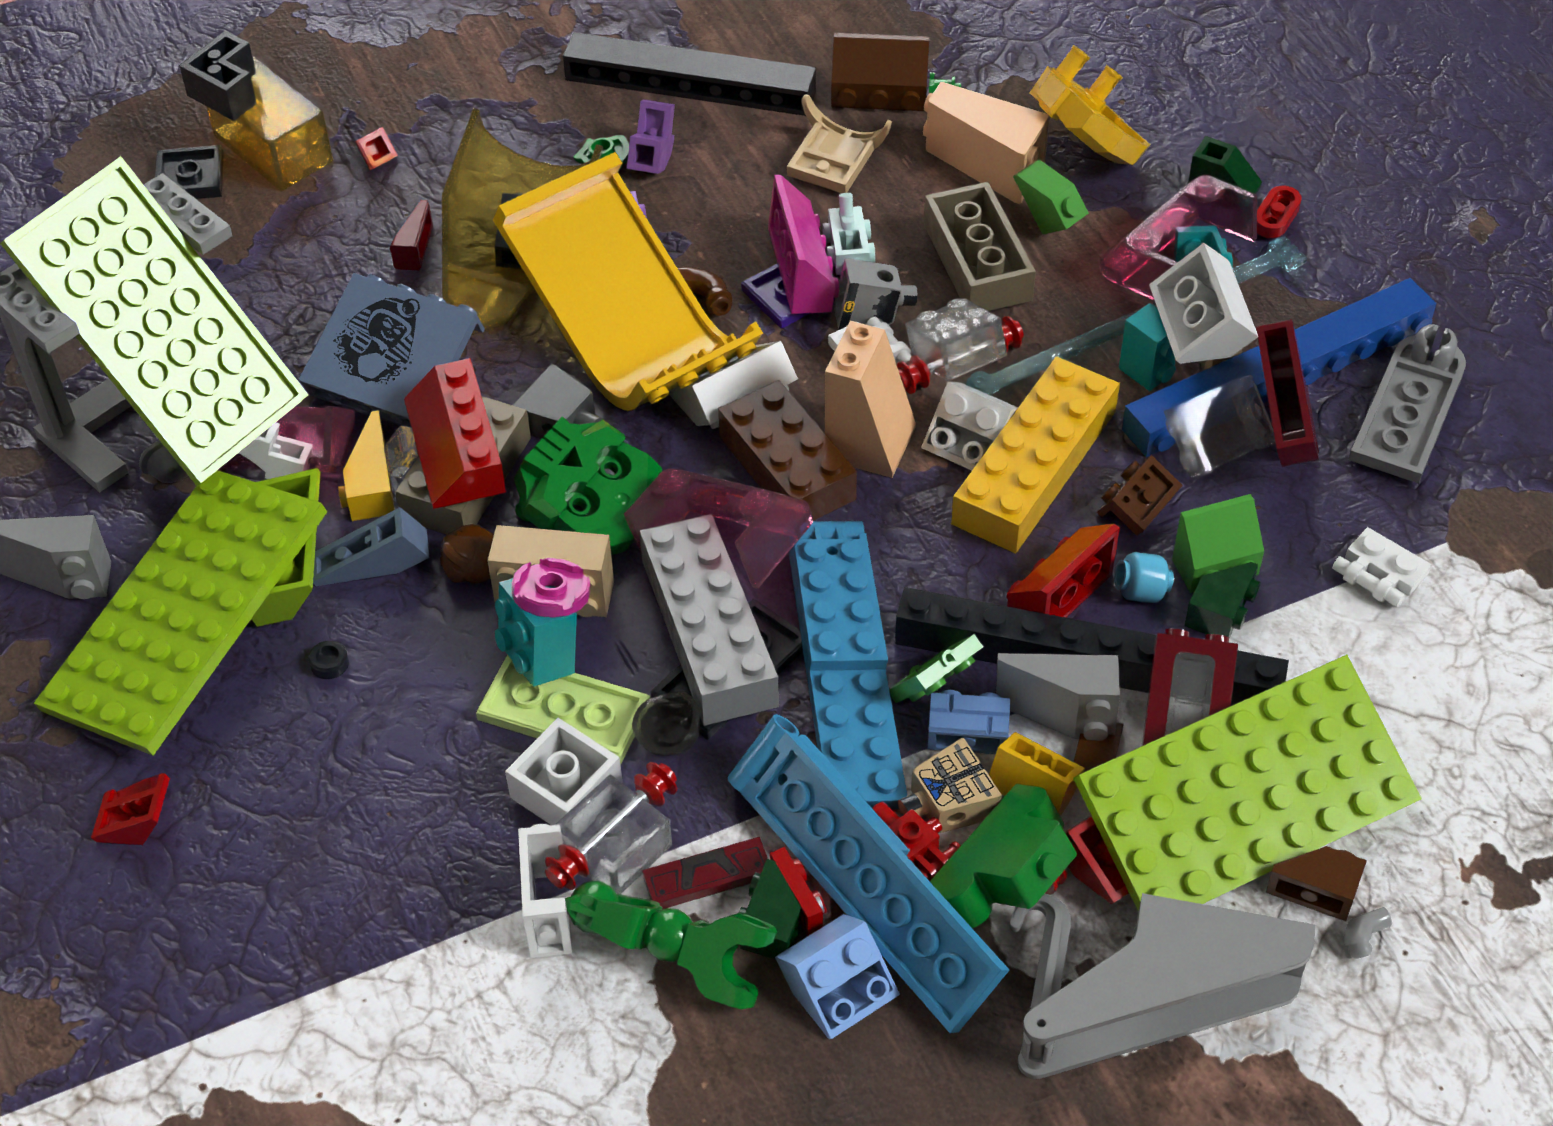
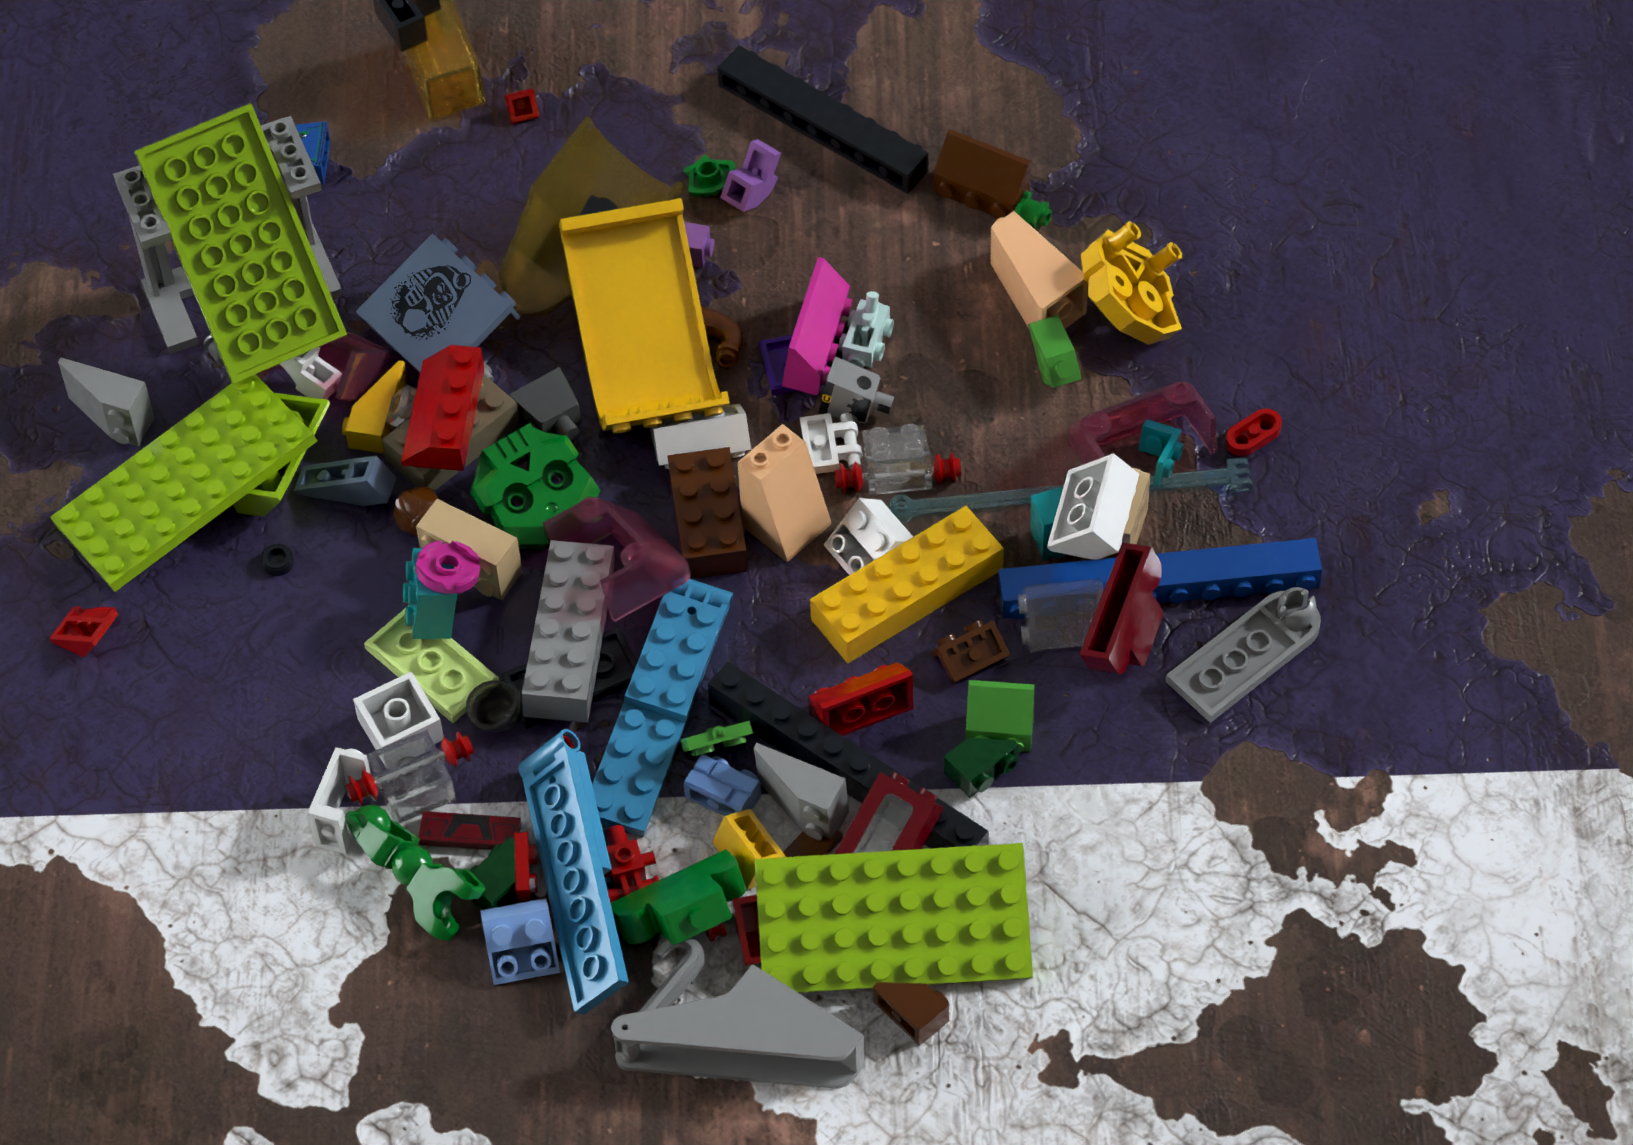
camera: 25 degrees right, 5 degrees up
(193, 169) = (360, 77): black tile -> none
(412, 239) = (506, 210): dark red slope -> none
(831, 153) = (902, 240): tan piece -> none
(952, 788) = (677, 834): tan torso -> none
(979, 247) = (968, 380): dark tan brick -> none
(1143, 577) = (928, 721): medium azure head -> none
(1225, 164) = (1226, 379): dark green slope -> none
(1360, 931) = (921, 1054): light grey arm -> none
(1386, 561) = (1137, 778): white plate -> none

